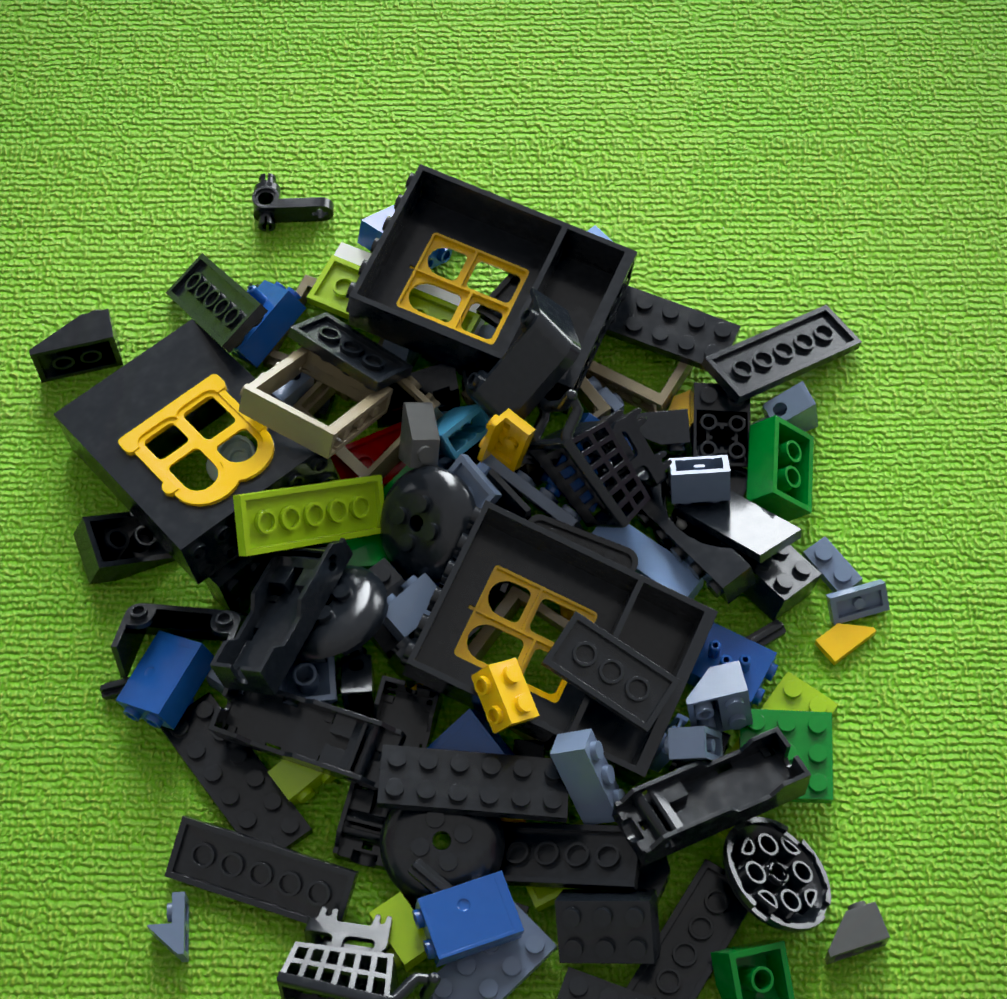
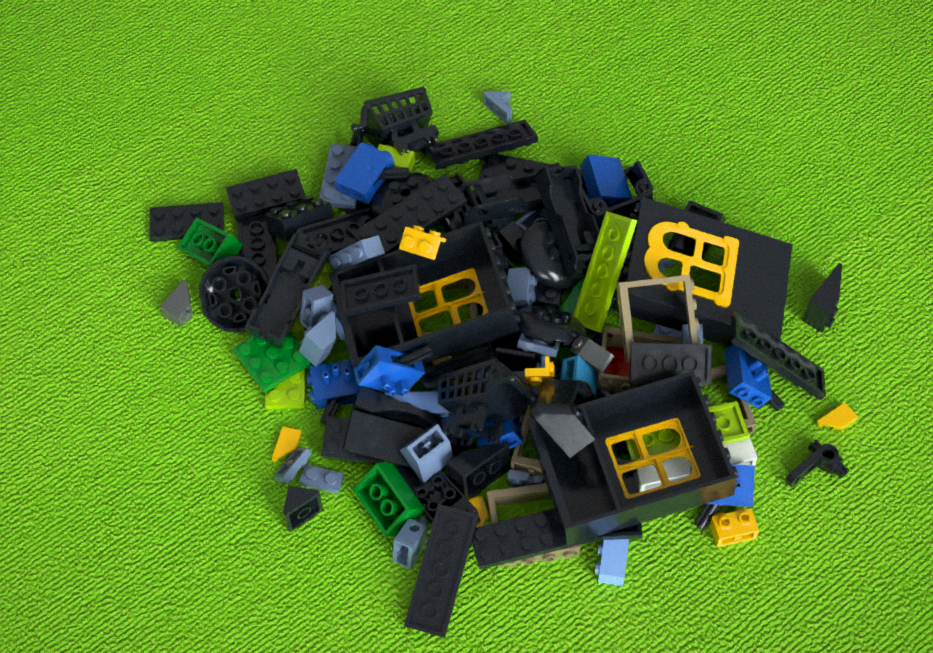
camera: 140 degrees right, 5 degrees down
(207, 238) = (838, 418): none -> yellow tile
(677, 573) = (391, 369): none -> blue piece
(887, 532) = (301, 506): none -> black slope

